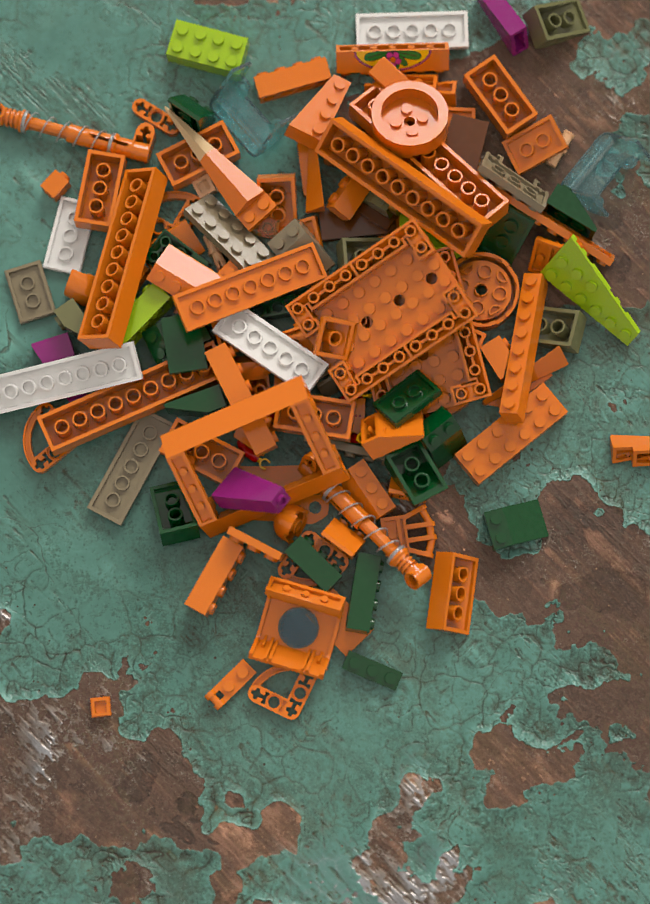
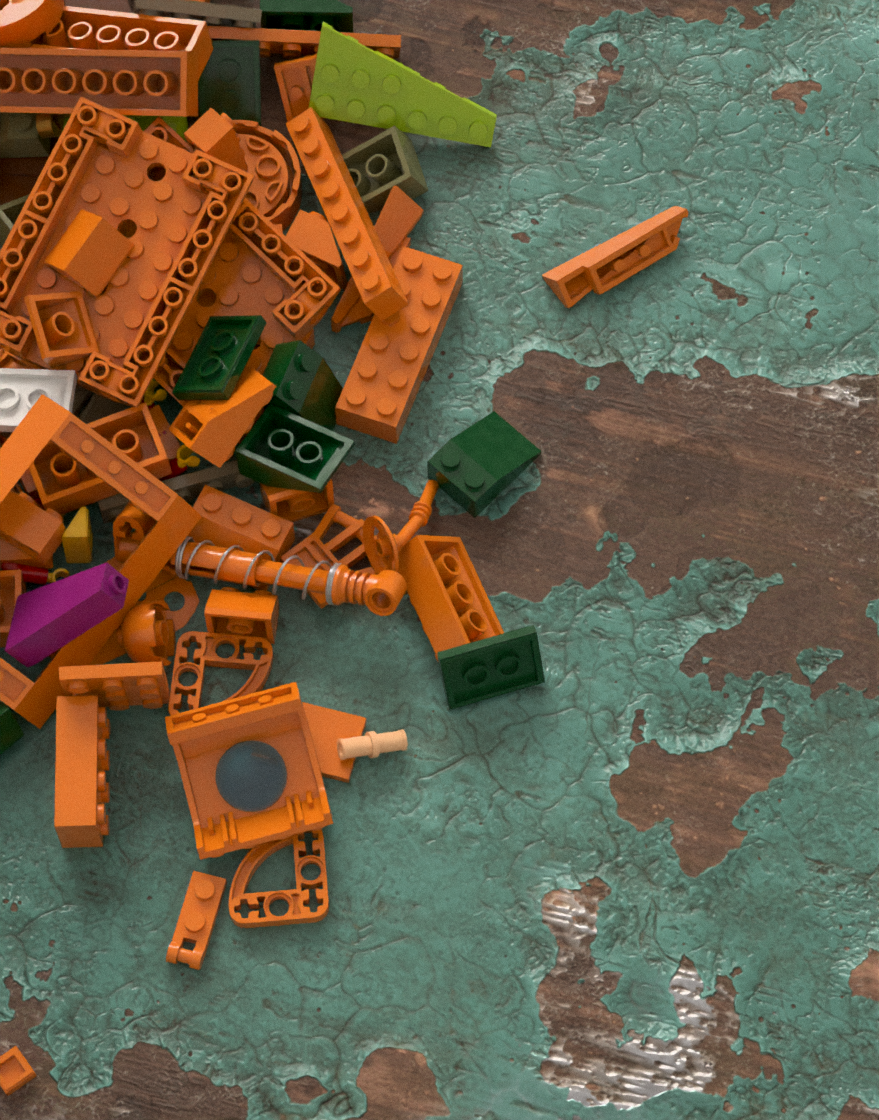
camera: 35 degrees left, 15 degrees down
(284, 450) = (78, 538): none -> yellow slope
(314, 563) = (217, 669): dark green brick -> none
(363, 592) = (320, 673): dark green brick -> none
(367, 646) = (372, 744): none -> light nougat pin
(370, 304) = (89, 252): none -> orange slope
(372, 670) = (399, 776): dark green plate -> none
(433, 548) = (391, 544): none -> orange dish
(450, 643) = (491, 667): none -> dark green tile
(474, 275) = (216, 137): none -> orange slope

